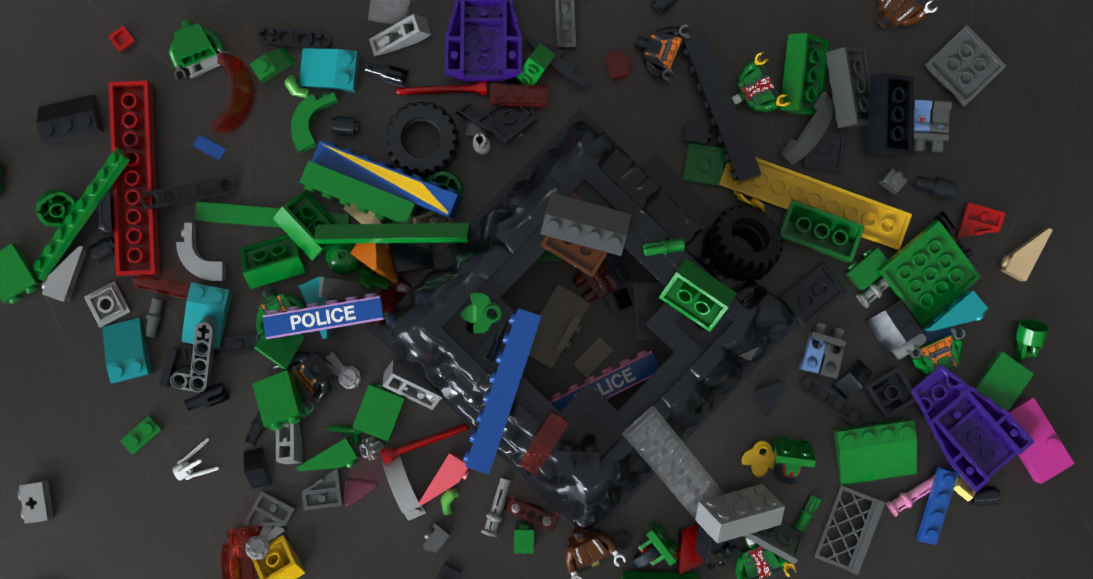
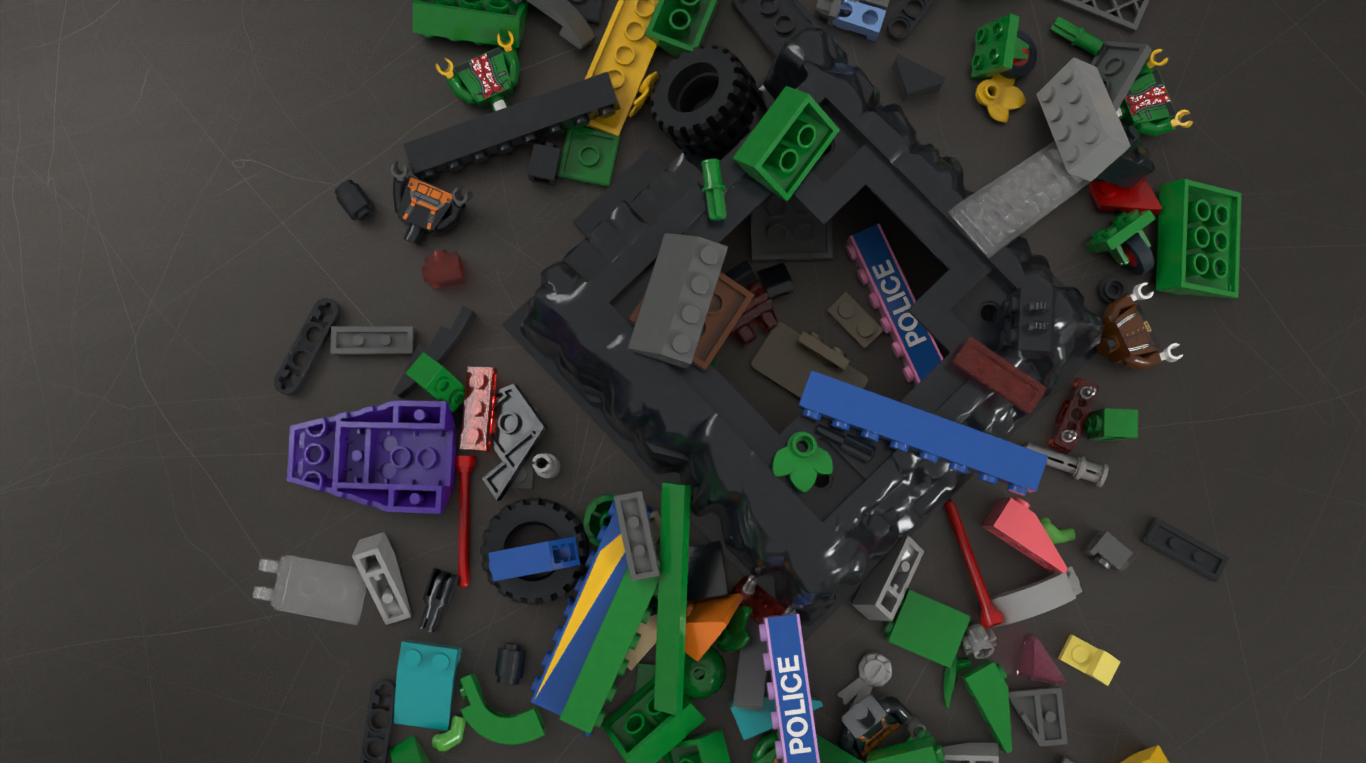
camera: 90 degrees left, 5 degrees down
(361, 526) = (1089, 659): none -> light yellow slope
(414, 138) = (534, 558): none -> blue slope
(433, 207) = (637, 535): none -> dark grey plate

